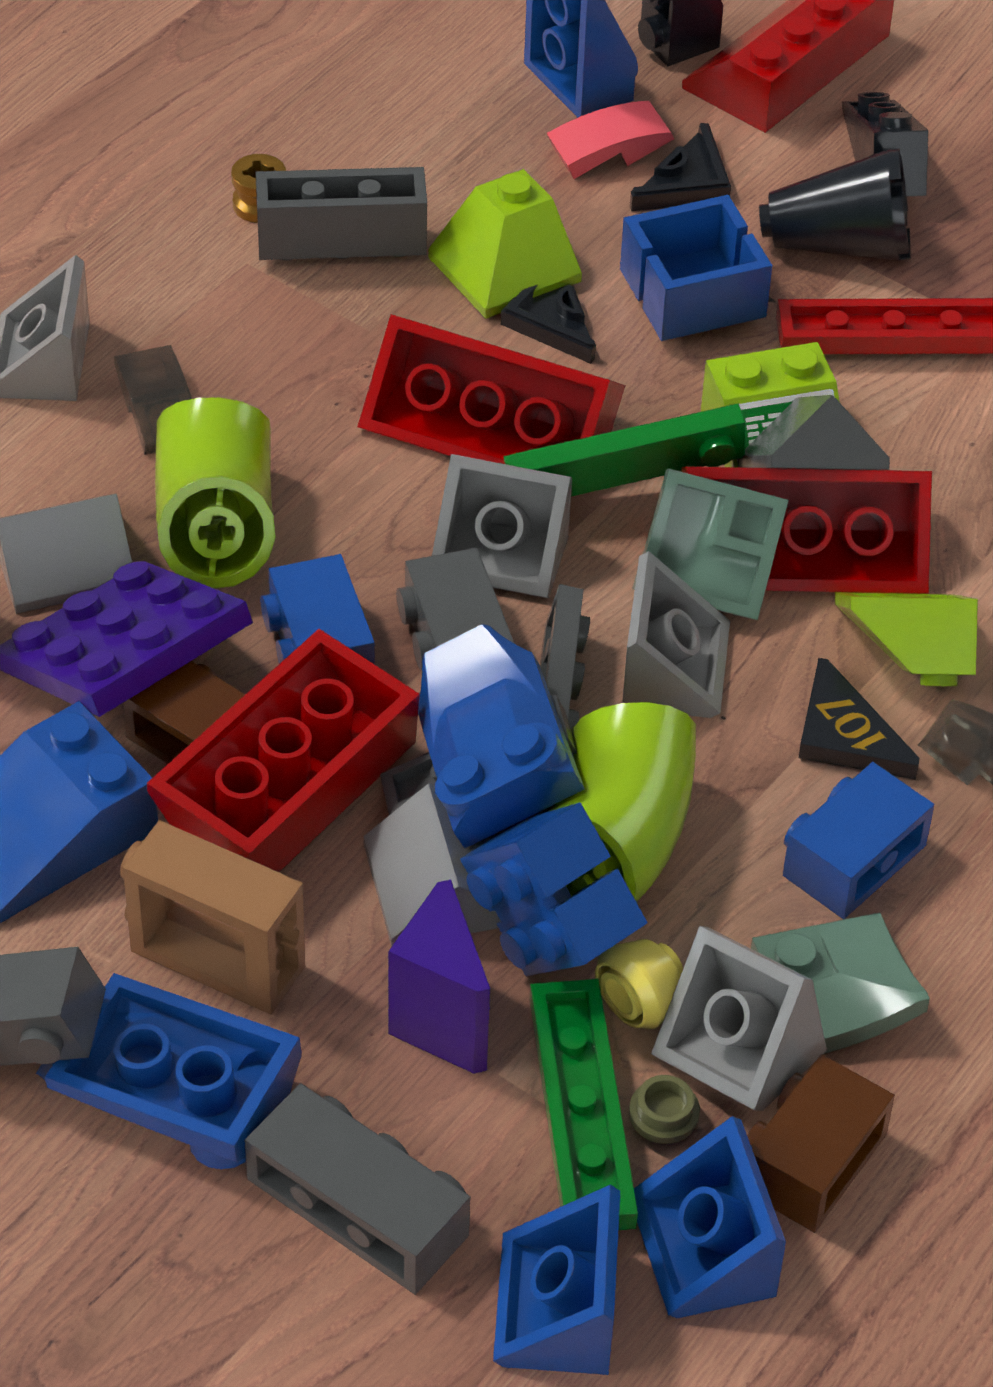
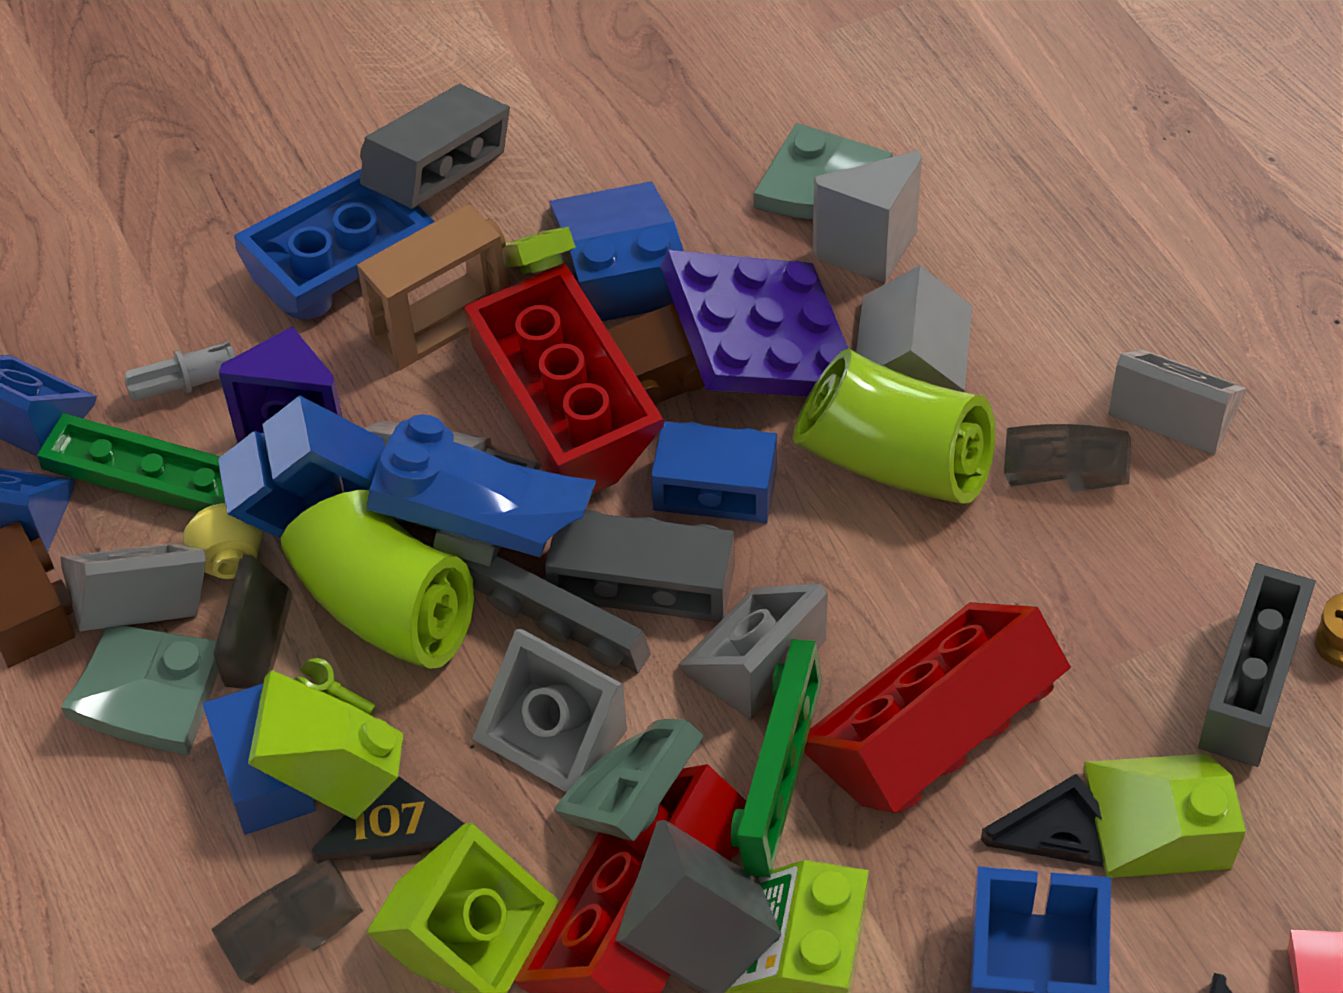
camera: 120 degrees right, 5 degrees up
(126, 814) = (538, 250): none -> lime hinge
(358, 1187) = (176, 311): dark grey brick -> none
(435, 1144) = (179, 372): none -> light grey axle
(664, 1109) = (116, 521): olive plate -> none
(736, 919) = (251, 625): none -> clear smoke slope
(745, 836) = (323, 676): none -> lime hand
(827, 750) = (323, 746): none -> lime slope

